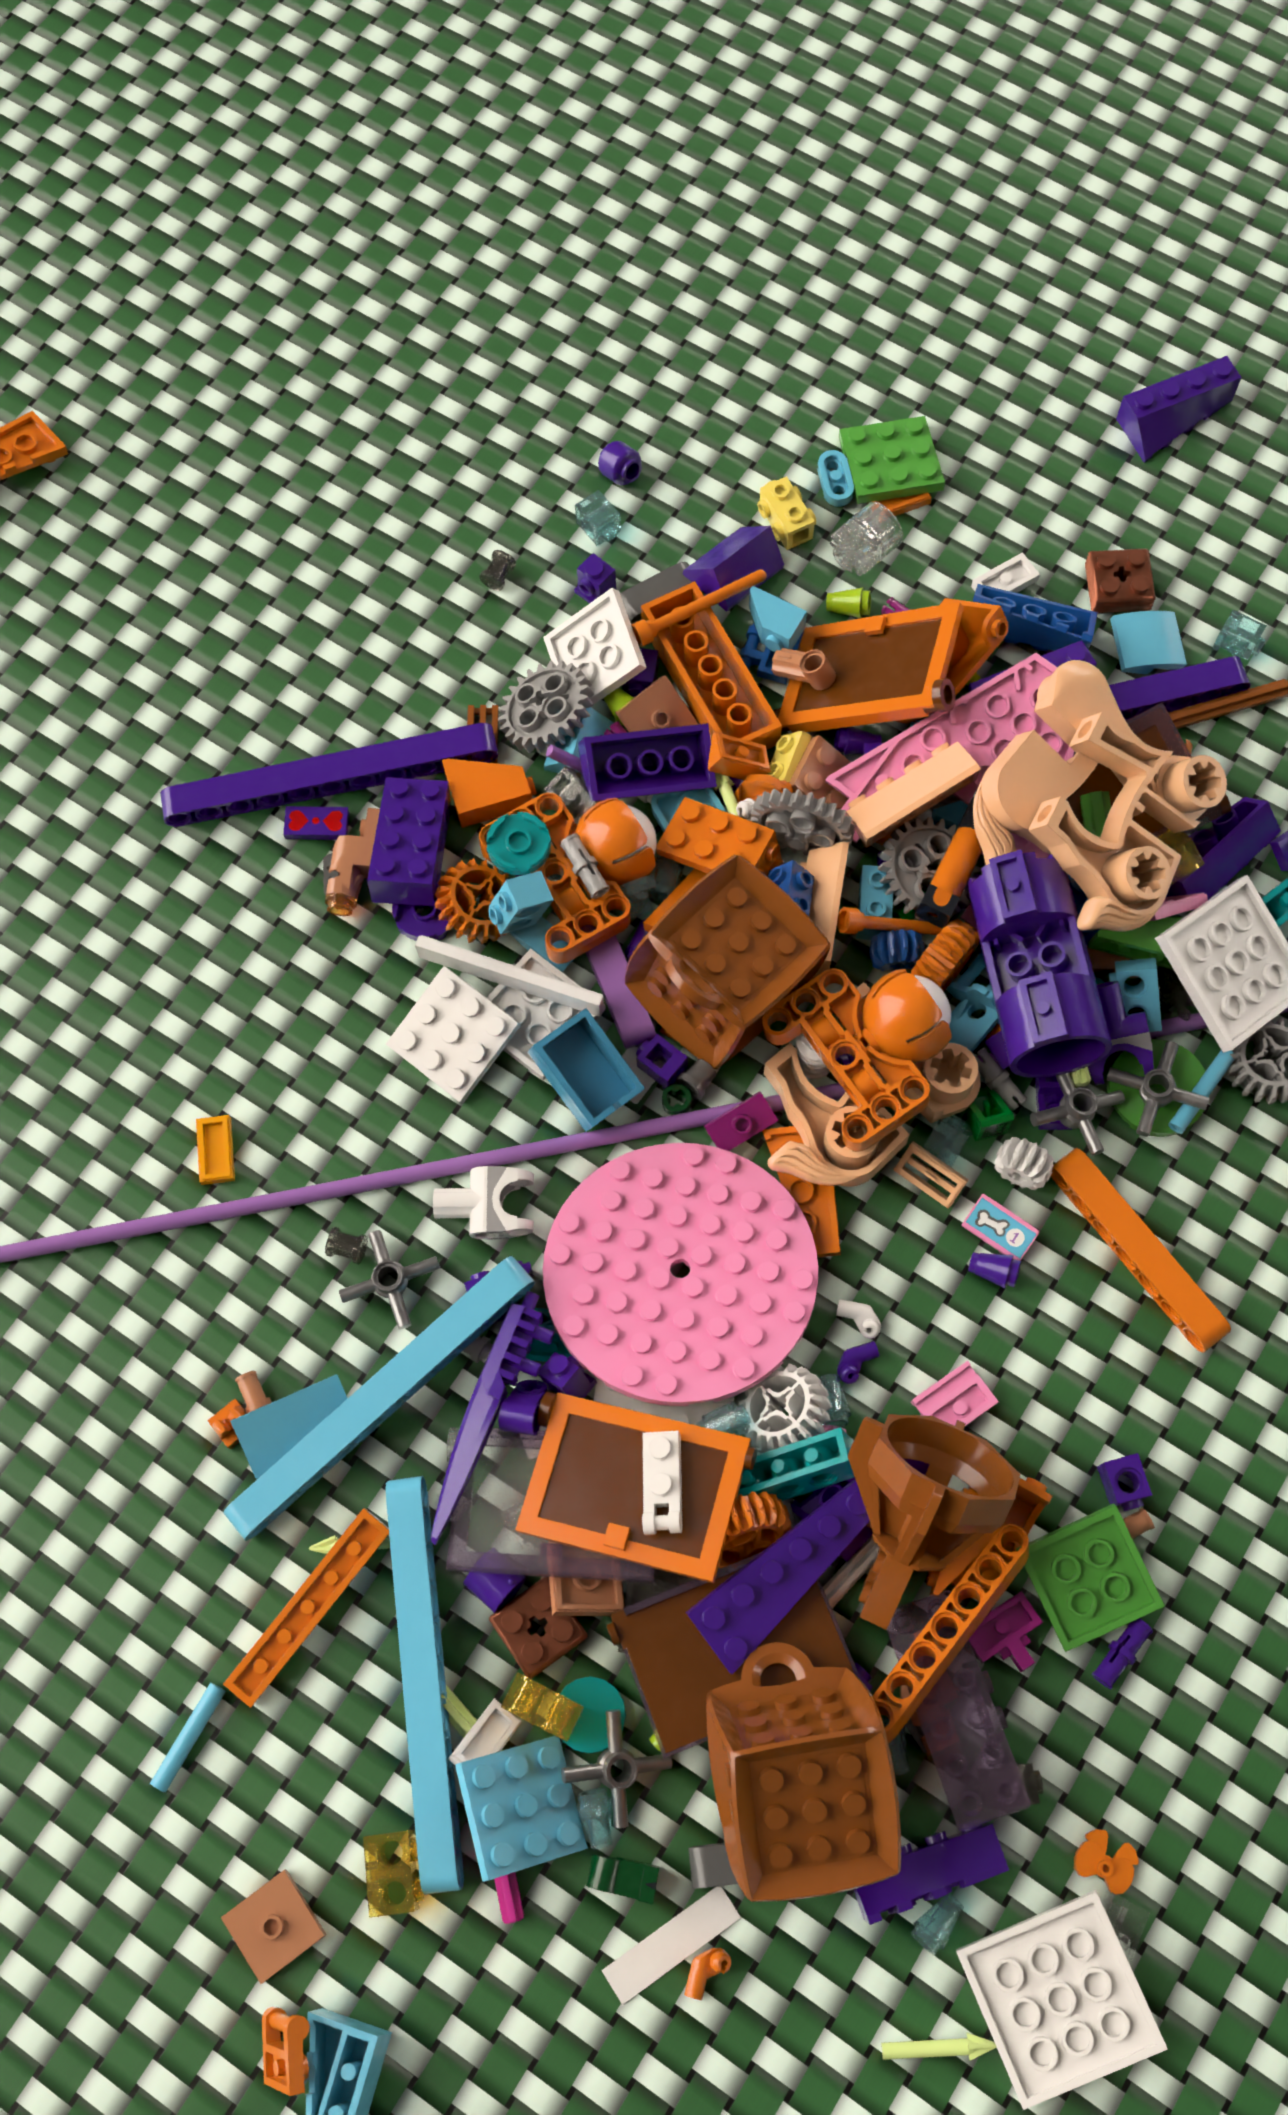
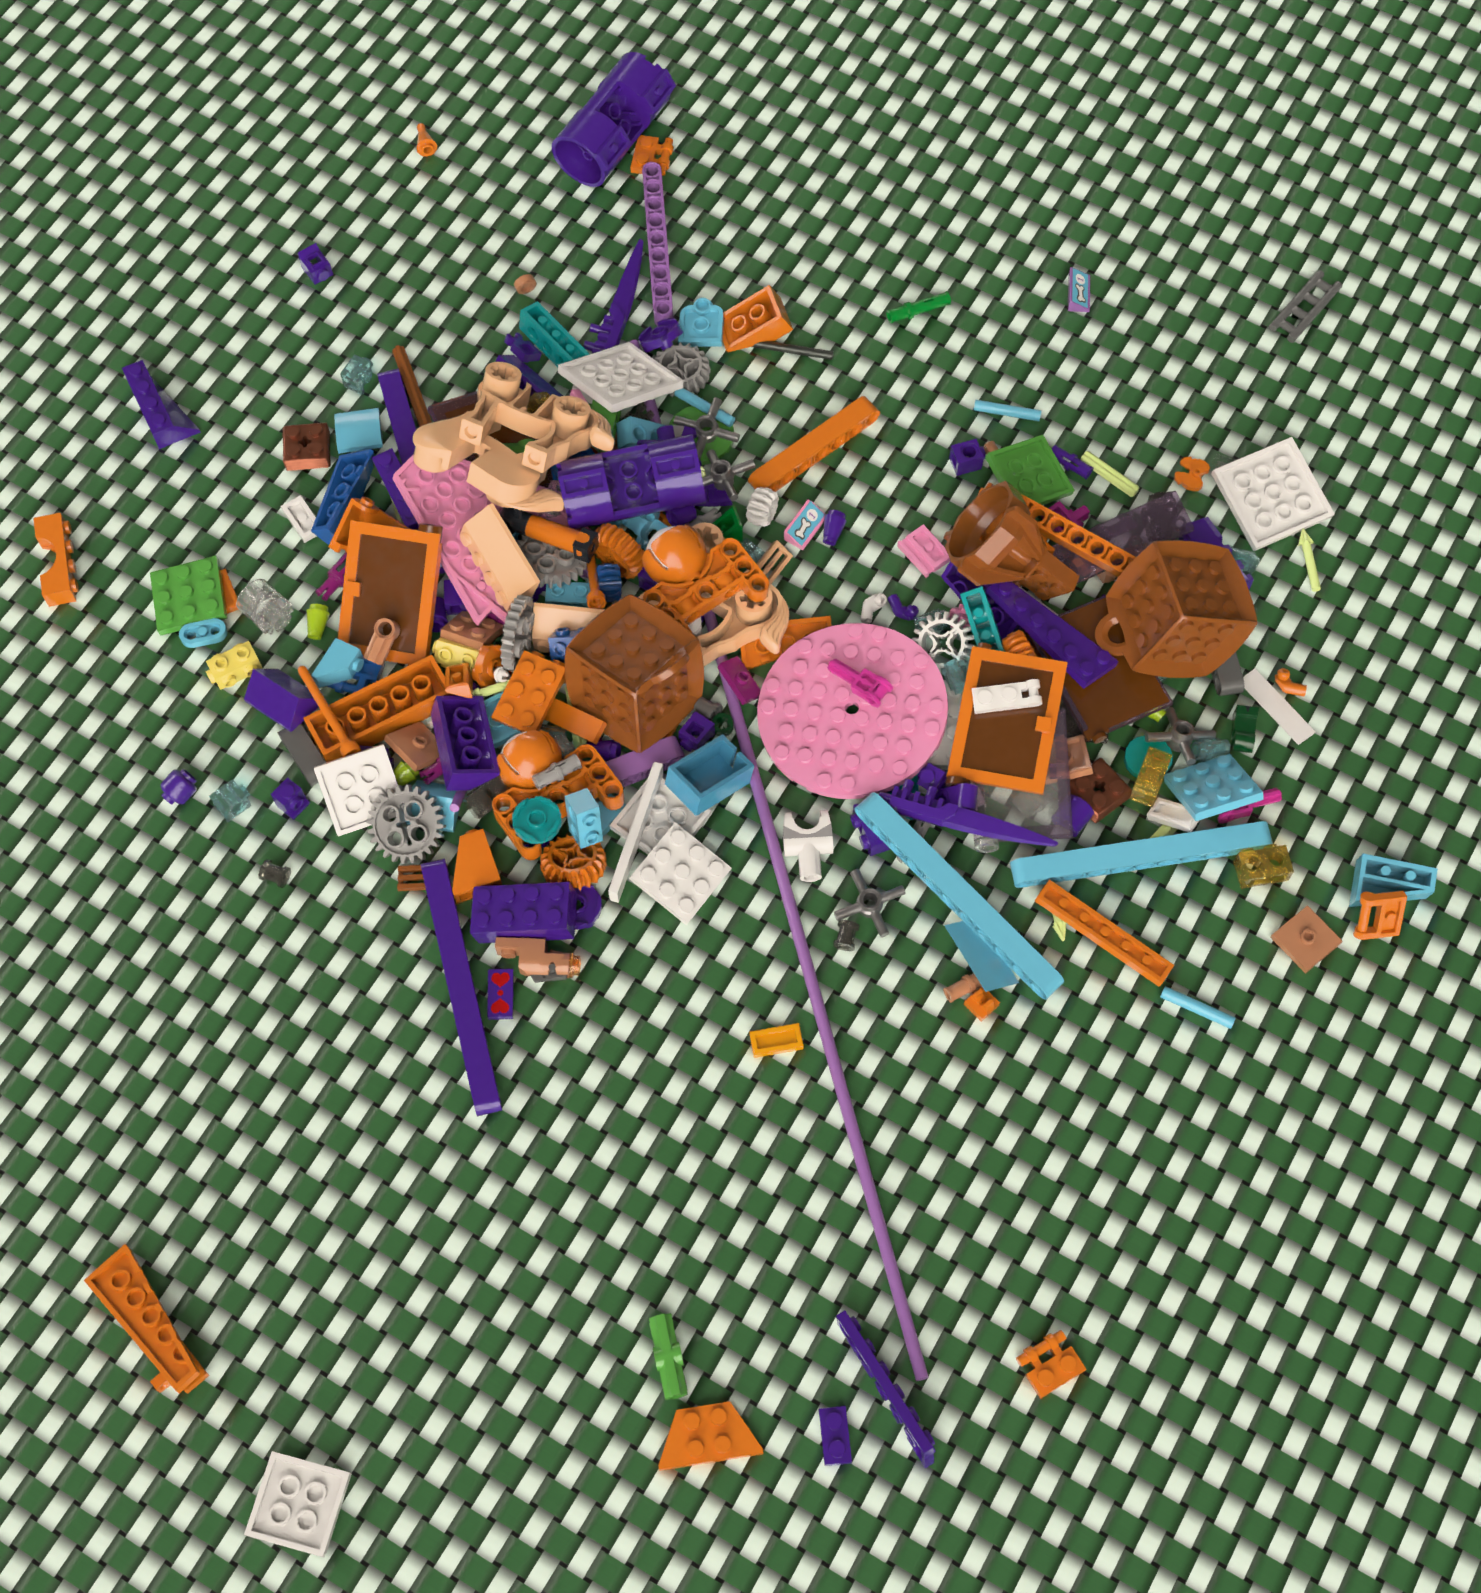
camera: 95 degrees left, 5 degrees down
(706, 1281) = (864, 684): none -> dark pink connector
(912, 322) = (58, 582): none -> orange arch
(1101, 1716) = (1110, 474): none -> yellowish green axle
(1220, 1558) = (1007, 410): none -> medium azure piece

